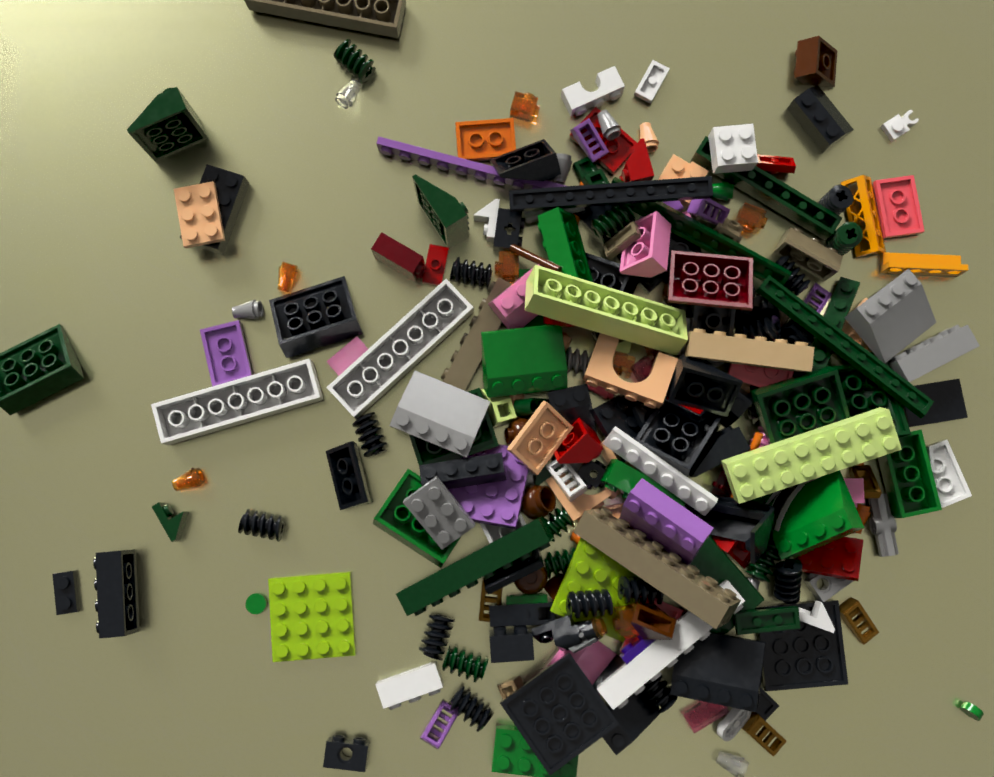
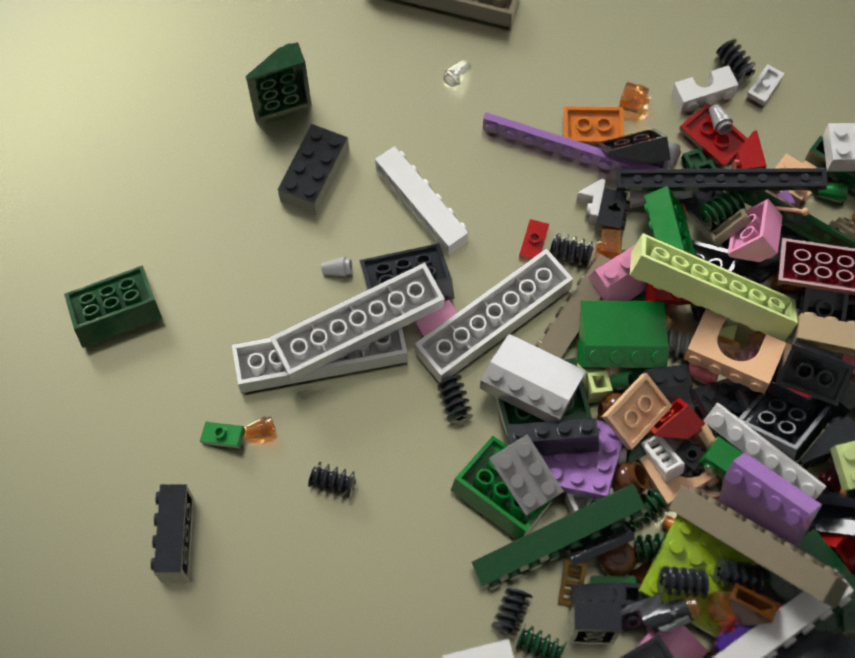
camera: 10 degrees right, 15 degrees down
(66, 592) = (116, 533): black plate -> none
(154, 490) = (222, 434): none -> green plate
(172, 525) = (240, 471): dark green slope -> none
(199, 214) = (300, 168): light nougat plate -> none
(226, 352) = (308, 297): medium lavender plate -> none
(256, 603) = (318, 563): green tile -> none
(266, 375) = (357, 322): none -> white brick
(286, 276) = (380, 237): clear orange cone -> none
(311, 617) = (376, 582): lime plate -> none
(322, 232) = (421, 200): none -> white brick
(348, 476) = (430, 436): black slope -> none
(354, 61) = (466, 43): dark green piece -> none
(398, 257) = (498, 226): dark red brick -> none
(443, 211) = (547, 182): dark green slope -> none
(534, 258) = (633, 232): reddish brown bar -> none
(595, 137) = (706, 129): medium lavender slope -> none
(621, 58) = (736, 60): none -> black piece
(649, 136) = (763, 135): light nougat cone -> none
(692, 220) = (805, 211): none -> light nougat hinge
(698, 206) = (812, 199): medium lavender slope -> none

